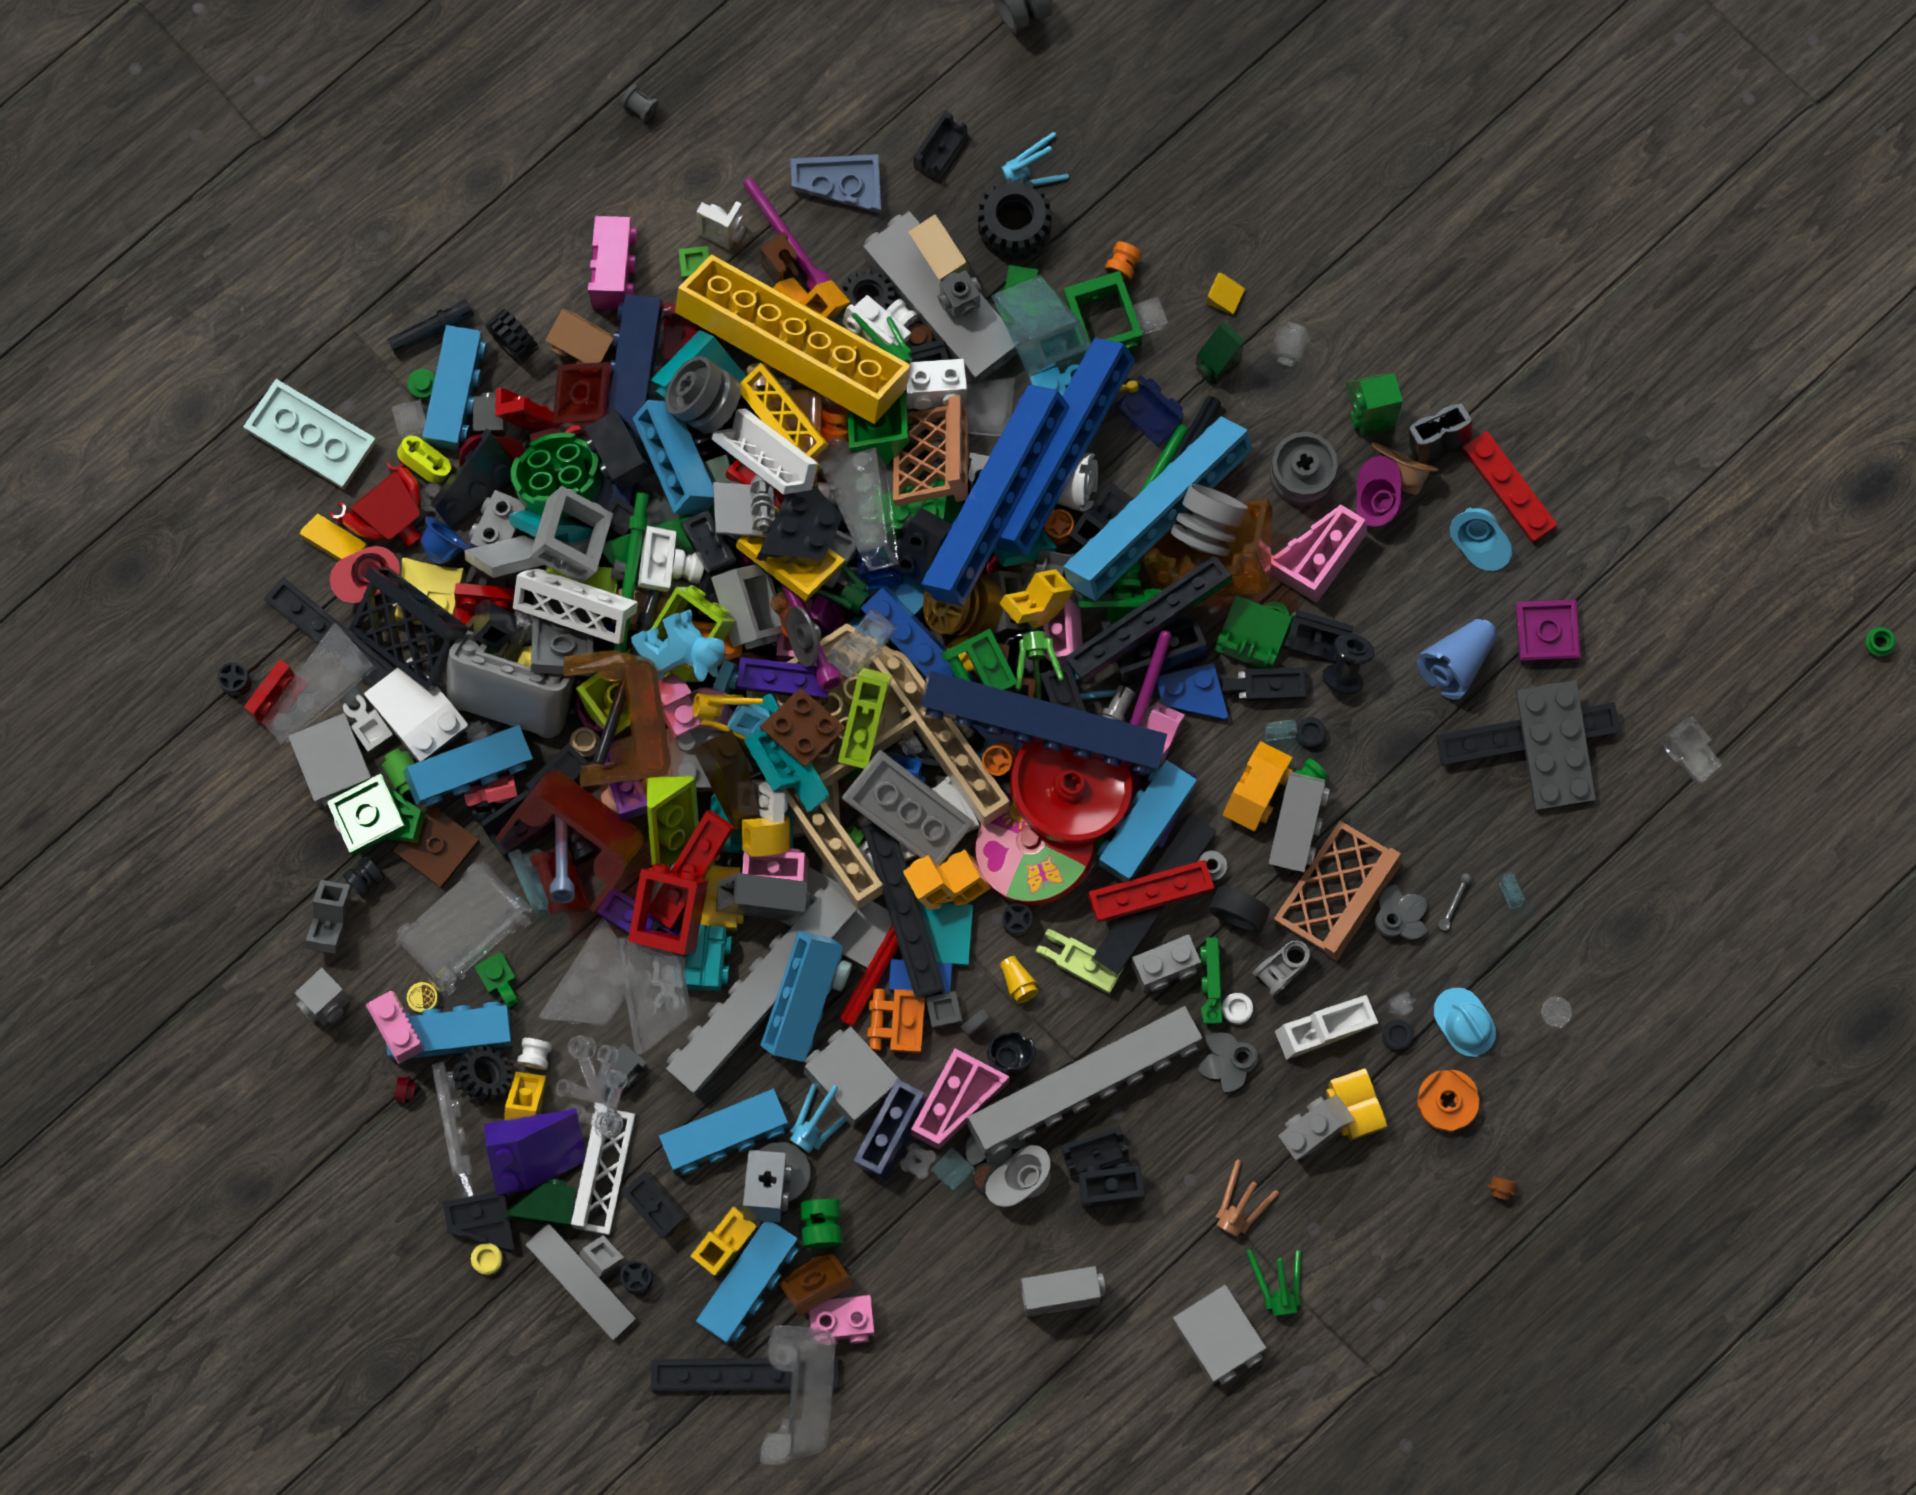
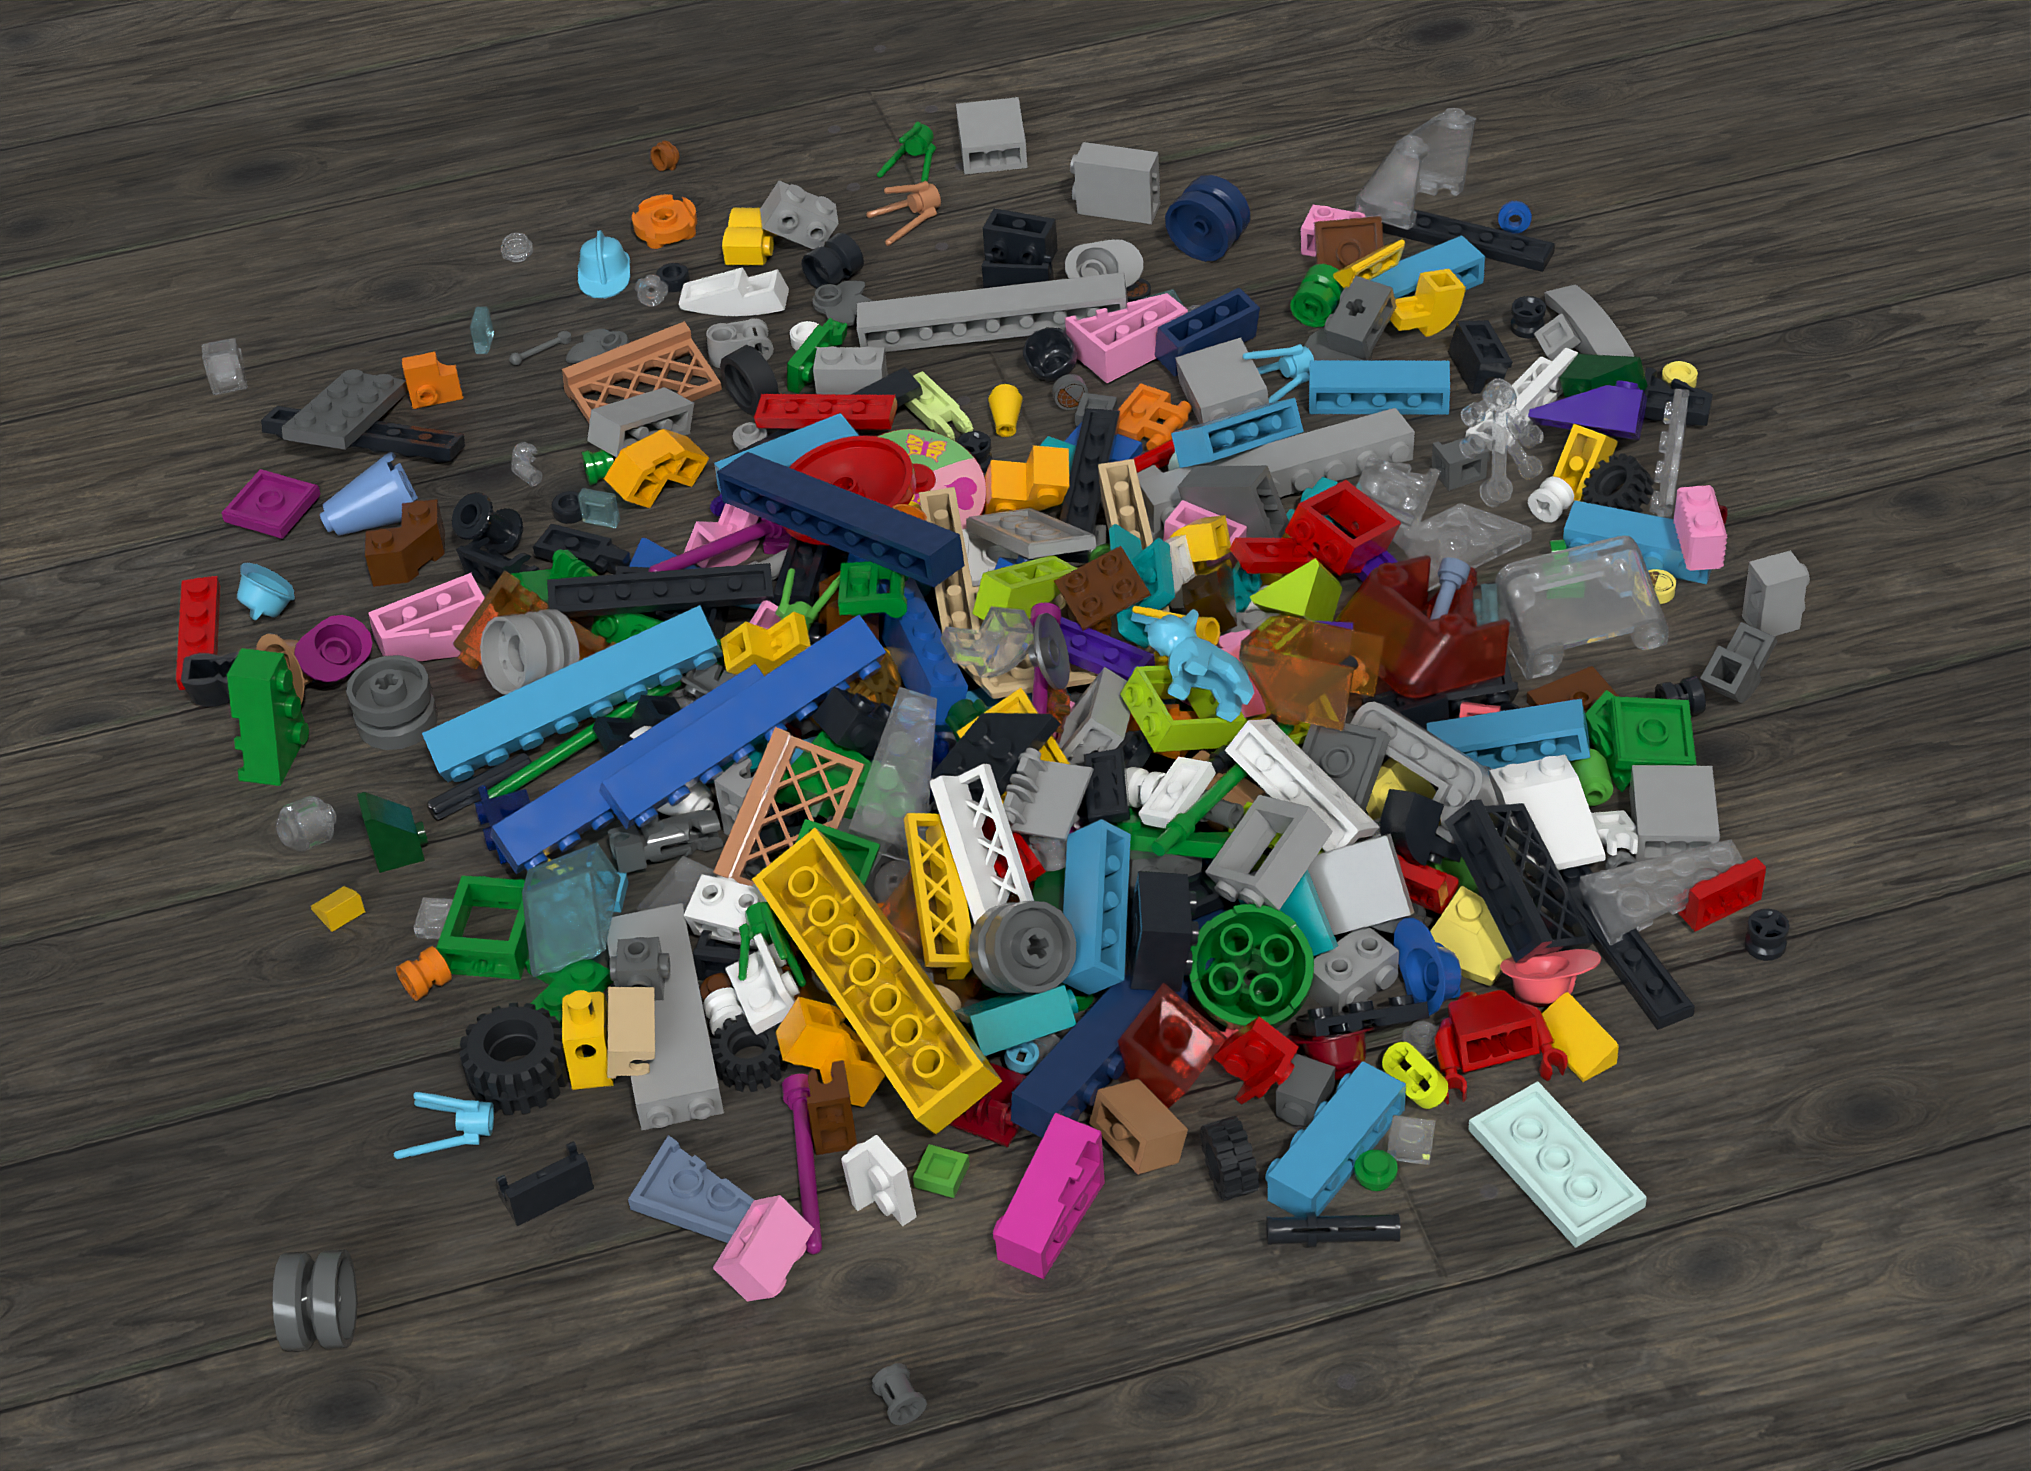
camera: 150 degrees left, 30 degrees down
(698, 1410) = (1514, 208): none -> blue plate
(770, 152) = (764, 1248): none -> bright pink brick
(784, 1252) = (1371, 264): none -> yellow slope
(956, 1272) = (1207, 218): none -> dark blue wheel
(979, 252) = (585, 1024): none -> yellow torso
(1260, 1094) = (833, 262): none -> black wheel
(1378, 759) = (522, 465): none -> clear arm
(1399, 641) = (399, 552): none -> reddish brown brick
(1515, 811) = (430, 380): none -> orange brick

